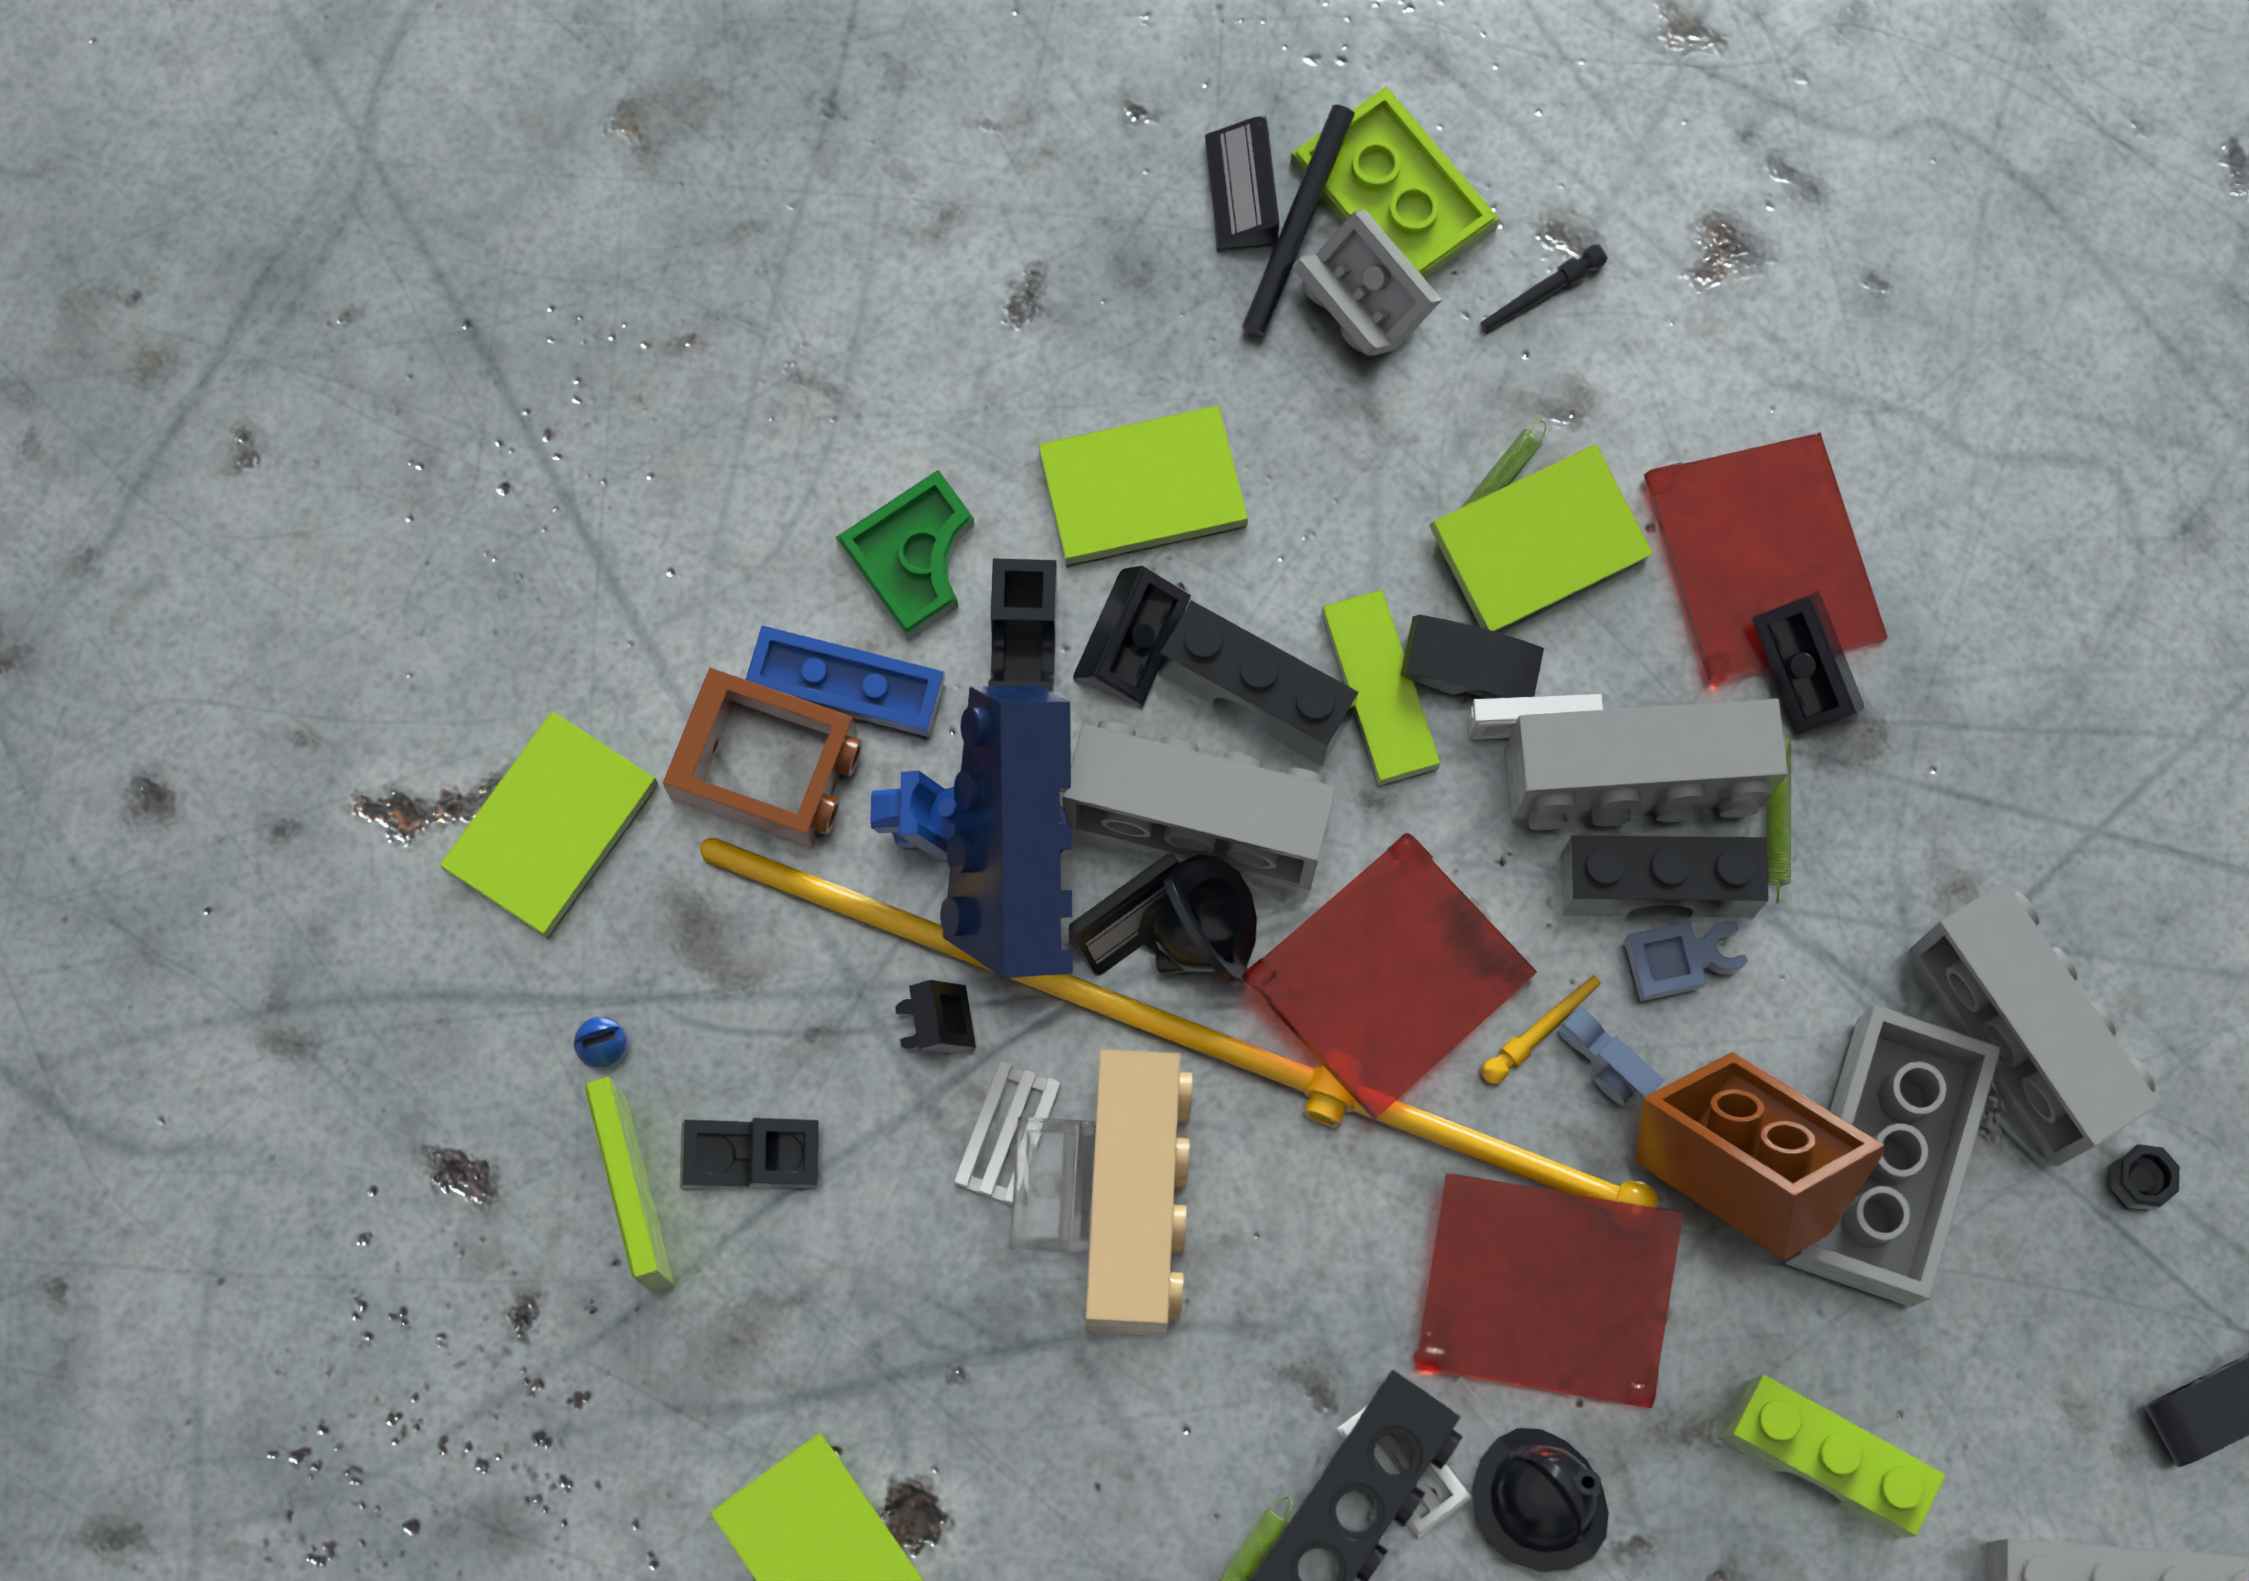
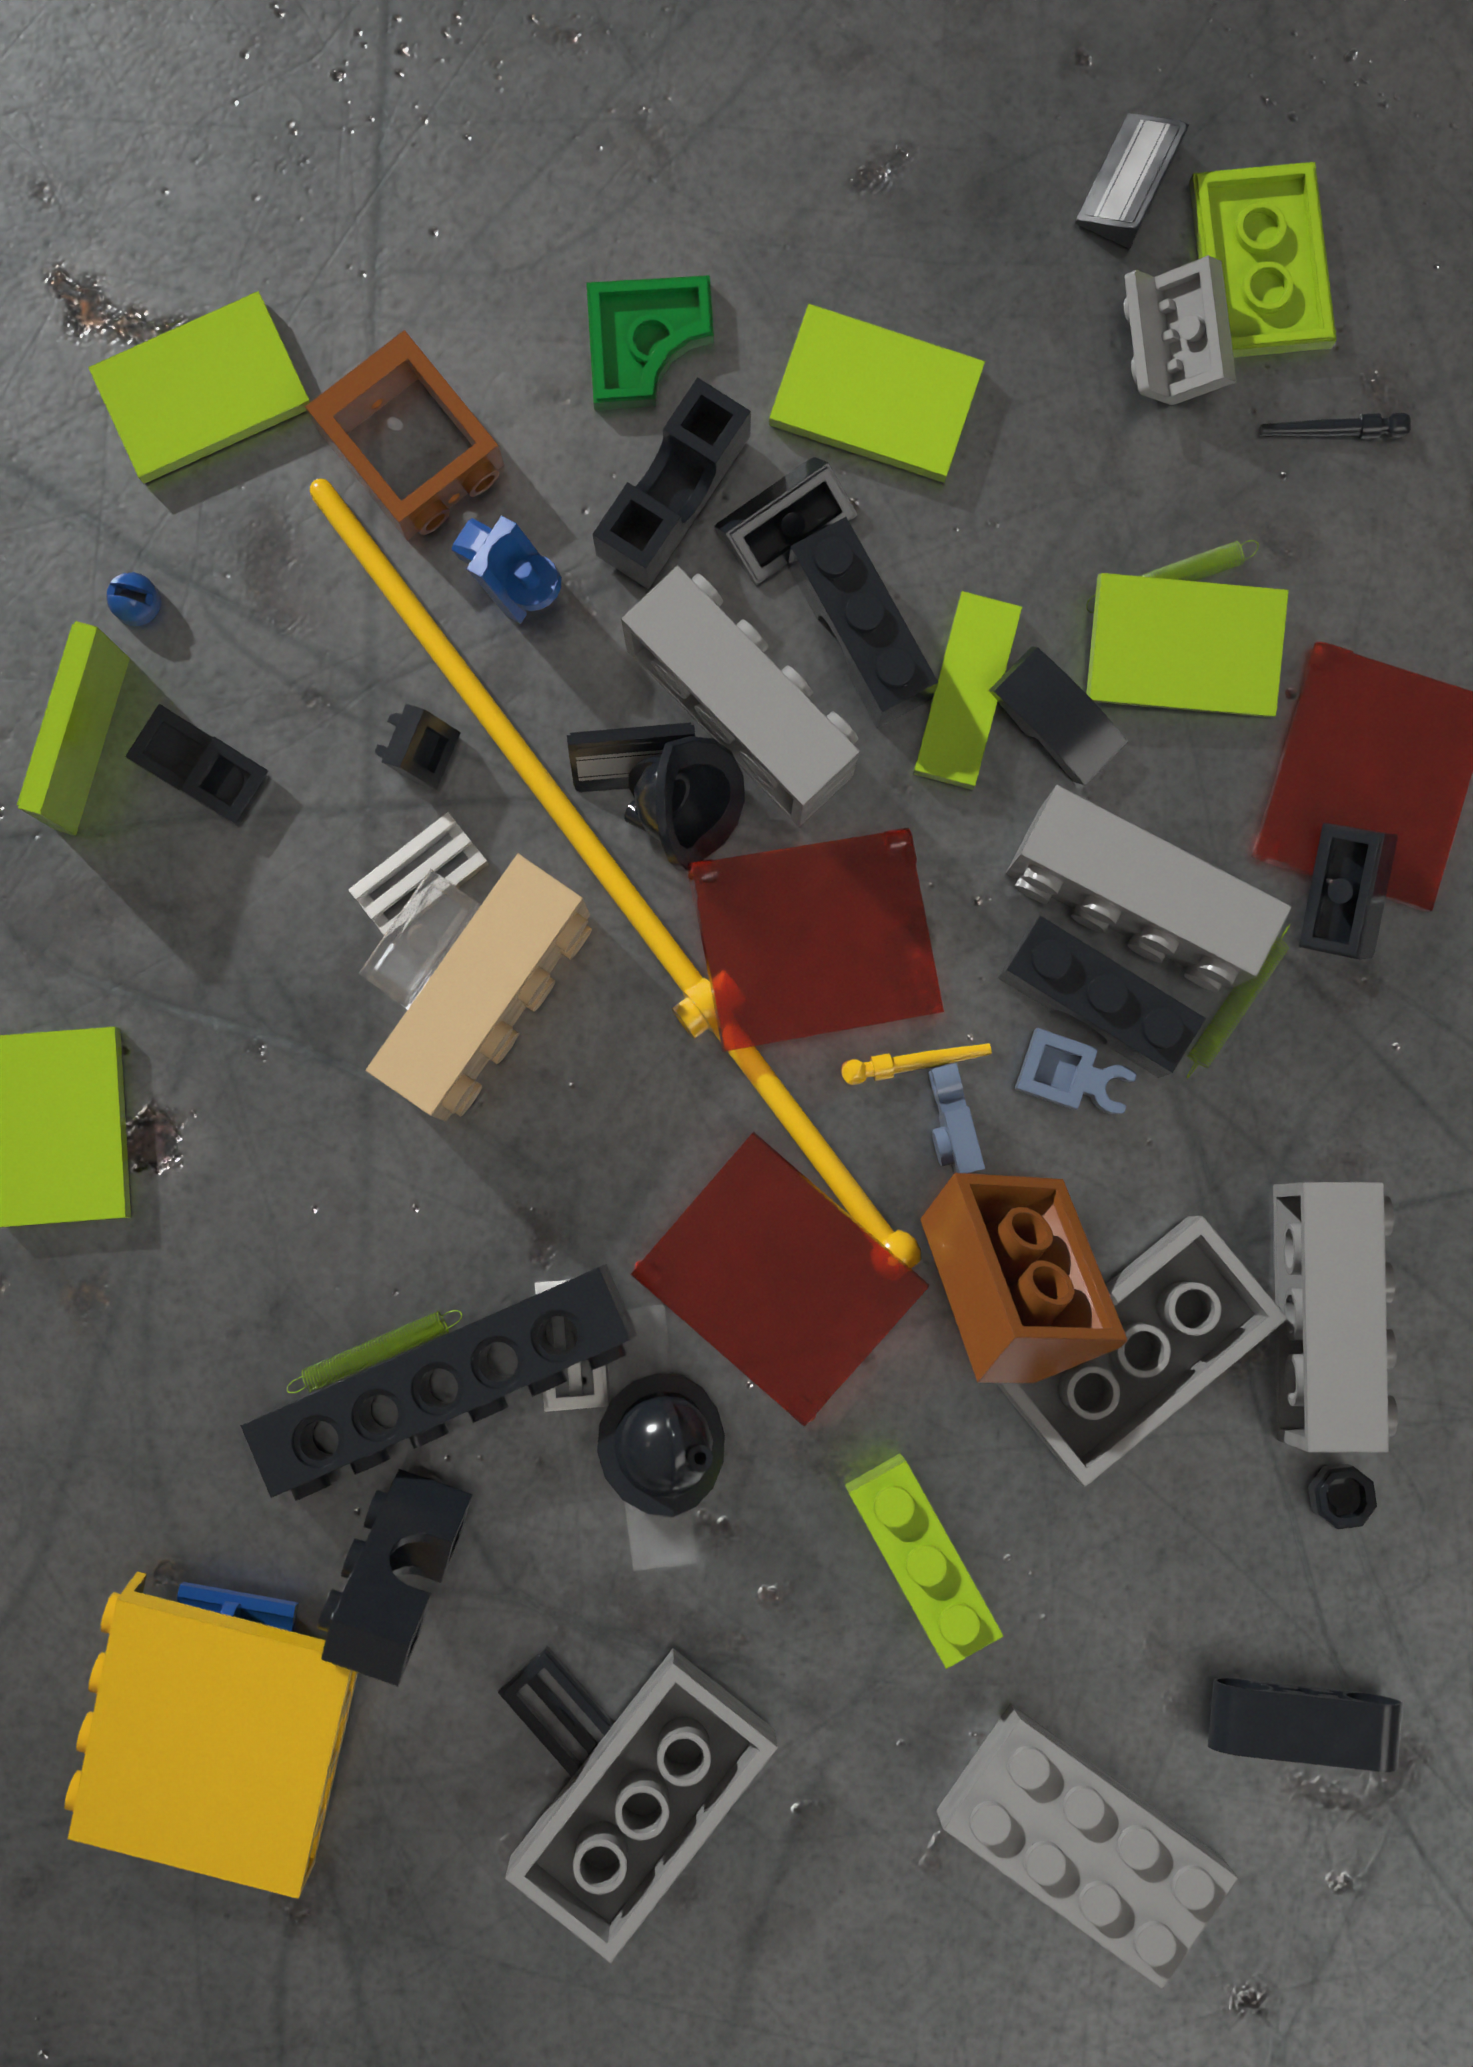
camera: 30 degrees right, 10 degrees up
(848, 680) = (518, 412): blue plate -> none
(1010, 832) = (561, 621): dark blue wedge -> none
(1298, 220) = (1160, 236): black bar -> none
(1498, 716) = (1044, 773): white tile -> none

